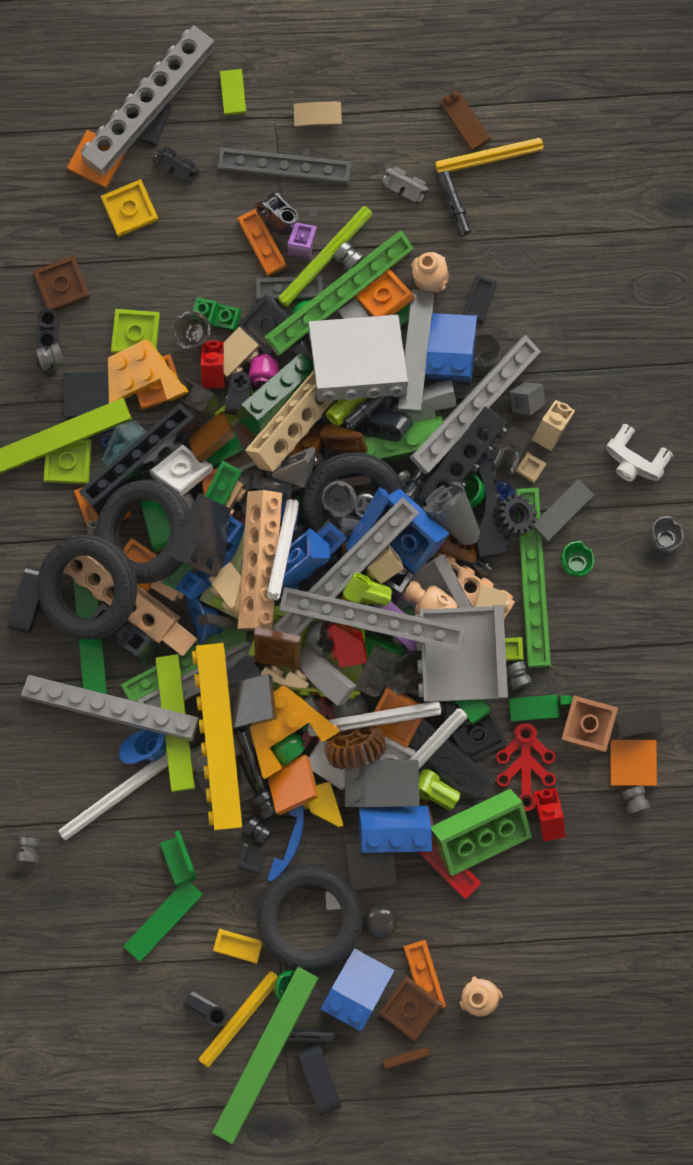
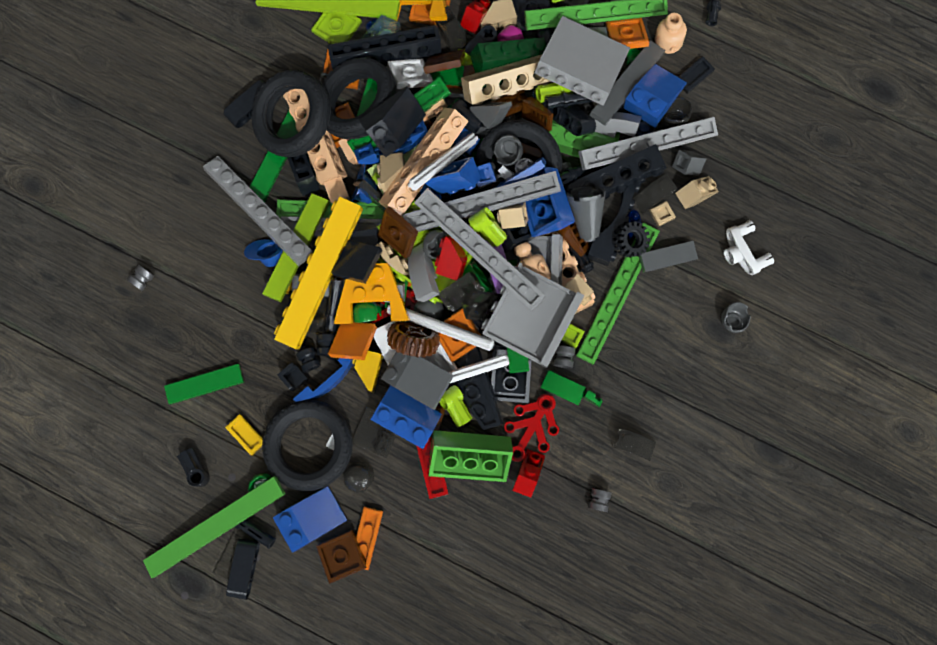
camera: 30 degrees right, 0 degrees up
(113, 797) = (221, 276): white axle -> none
(179, 860) = (241, 347): green panel -> none
(238, 1019) = (212, 489): yellow axle -> none
(405, 1058) = (313, 592): reddish brown tile -> none
(475, 491) = (611, 206): green hair -> none
(480, 997) = (396, 580): light nougat piece -> none
(577, 559) = (658, 297): green hair -> none
(589, 724) = (597, 423): nougat slope -> none
(633, 763) = (613, 471): orange tile -> none

